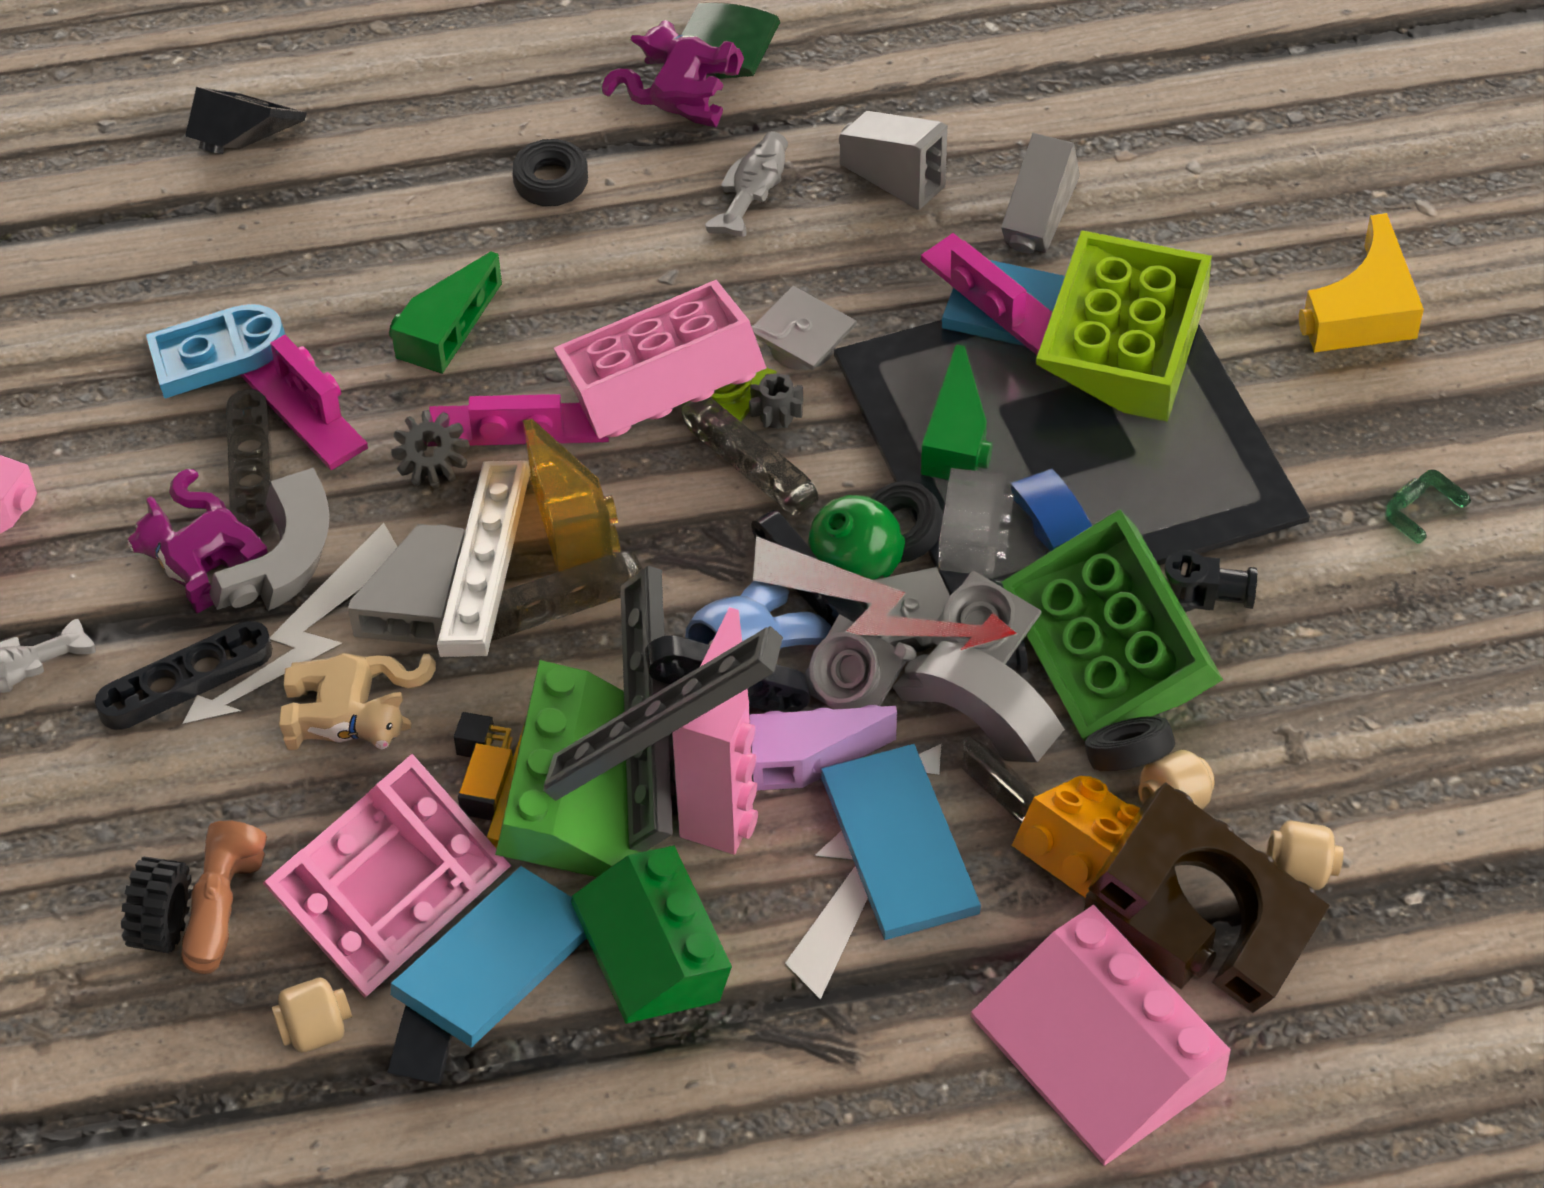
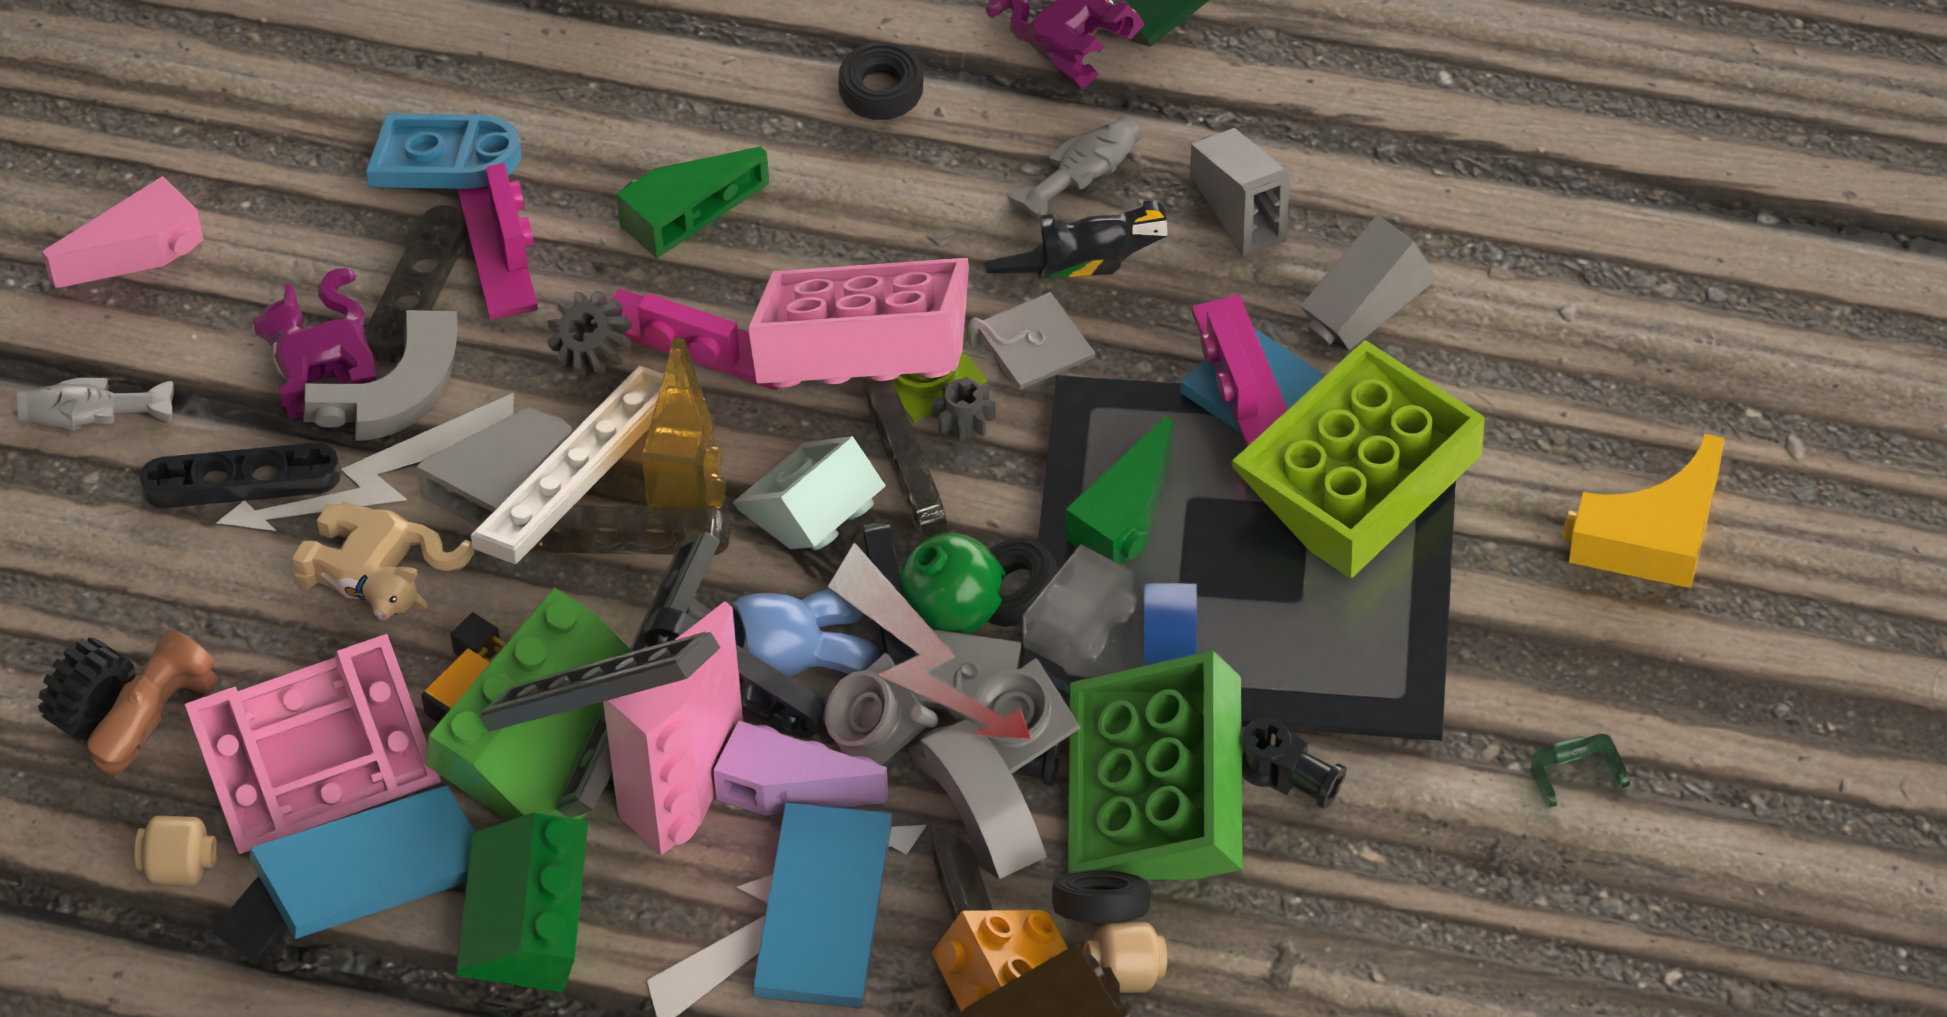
camera: 25 degrees right, 0 degrees up
(691, 510) = (812, 493): none -> light aqua slope
(797, 240) = (1087, 245): none -> black animal

